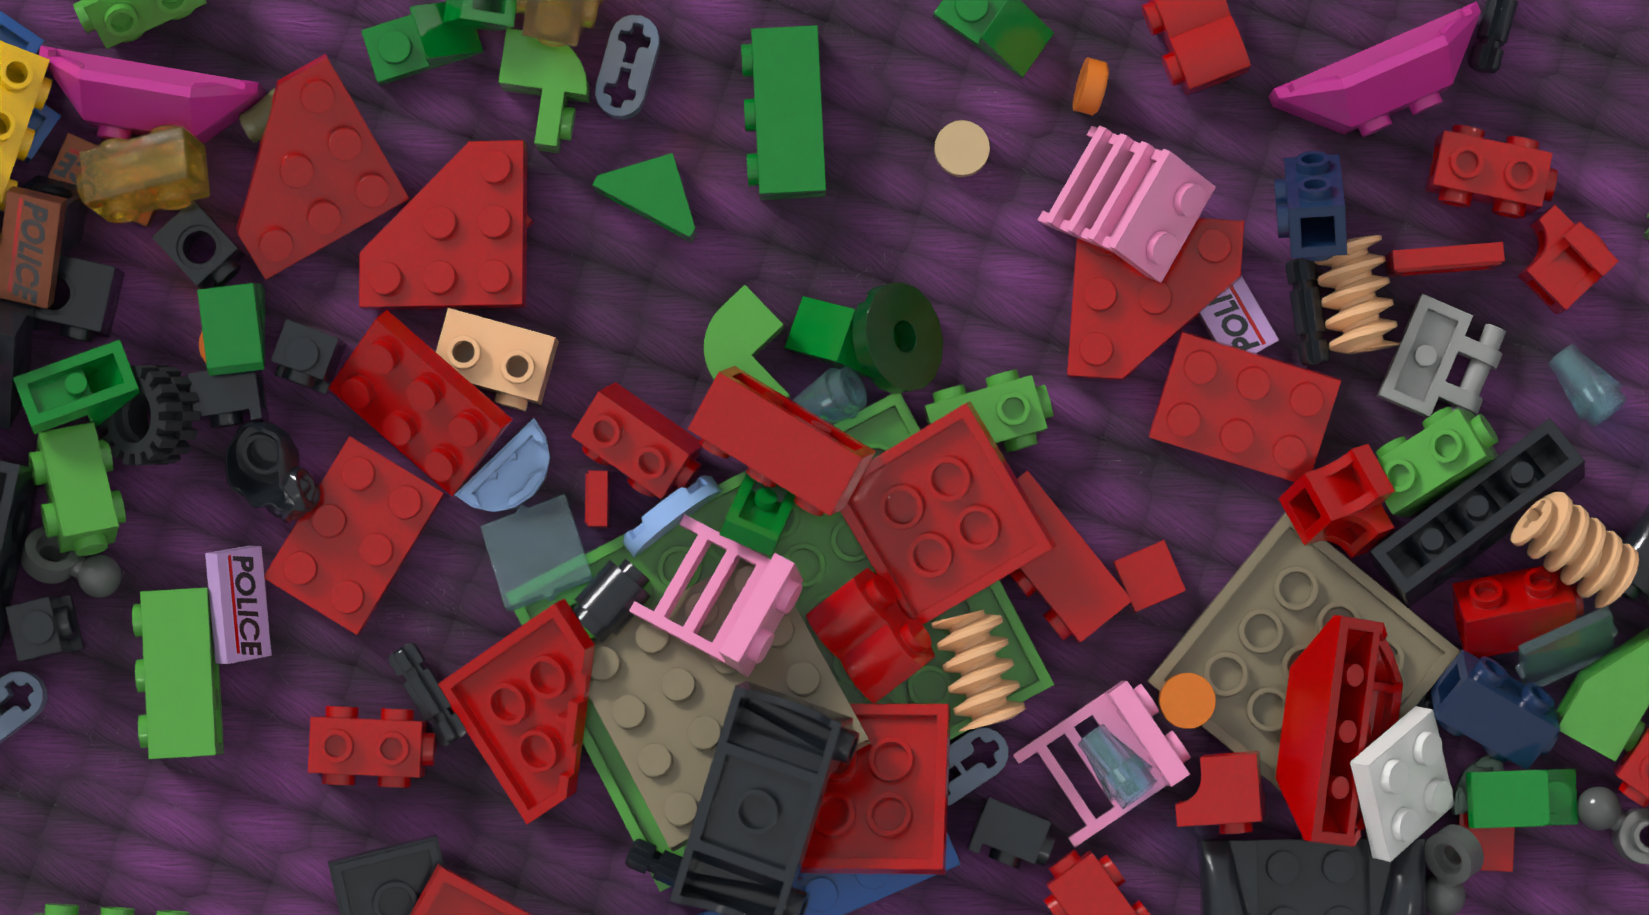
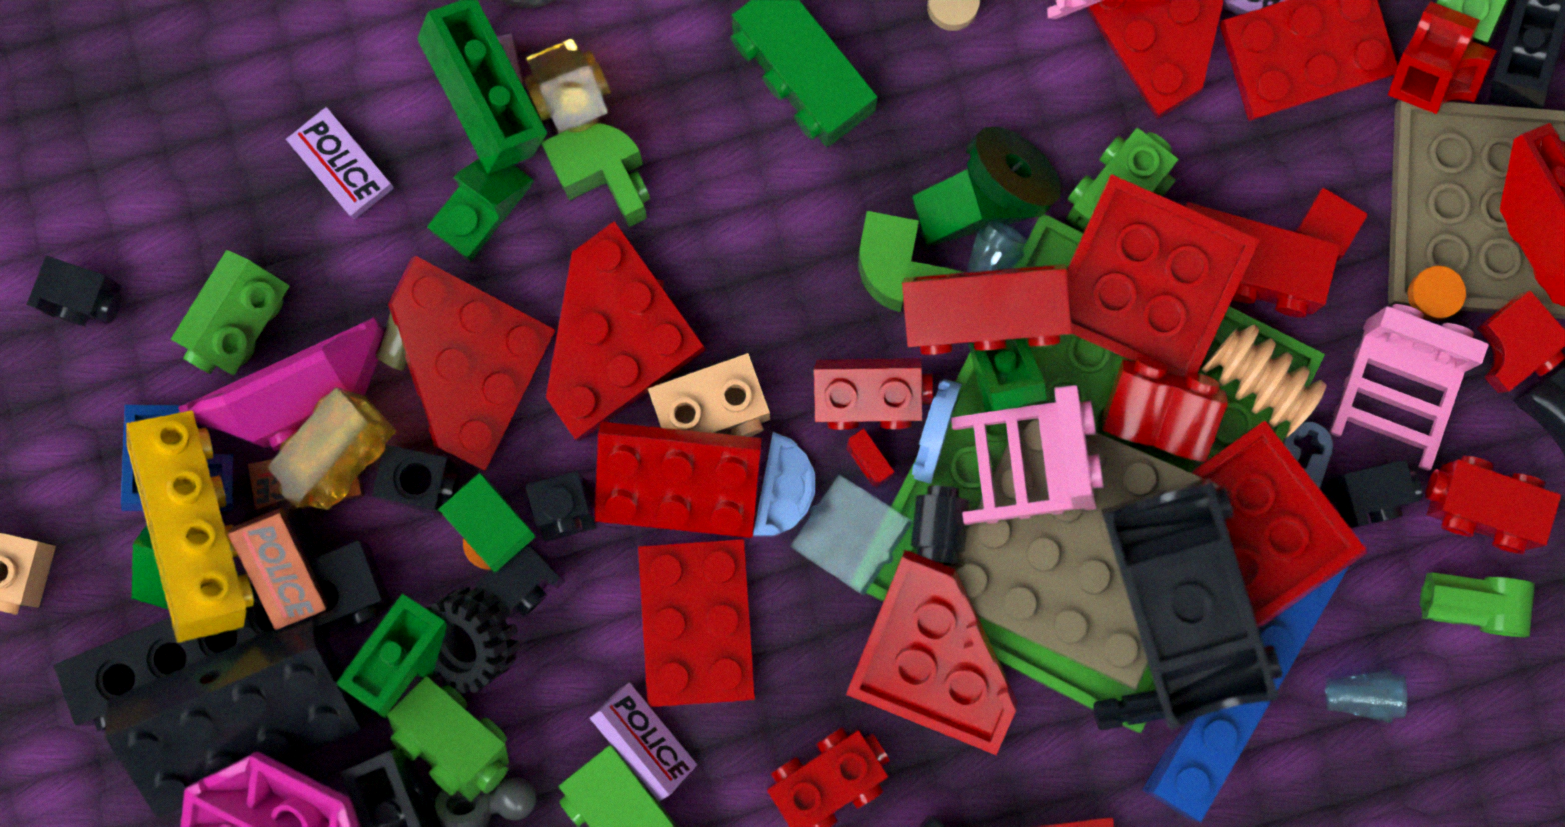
camera: 35 degrees left, 5 degrees down
(267, 471) = (592, 620): black hair -> none
(426, 693) = (842, 707): black axle -> none
(640, 70) = (643, 119): sand blue beam -> none
(651, 191) = (743, 195): green slope -> none
(1117, 767) = (1422, 382): clear light blue cone -> none

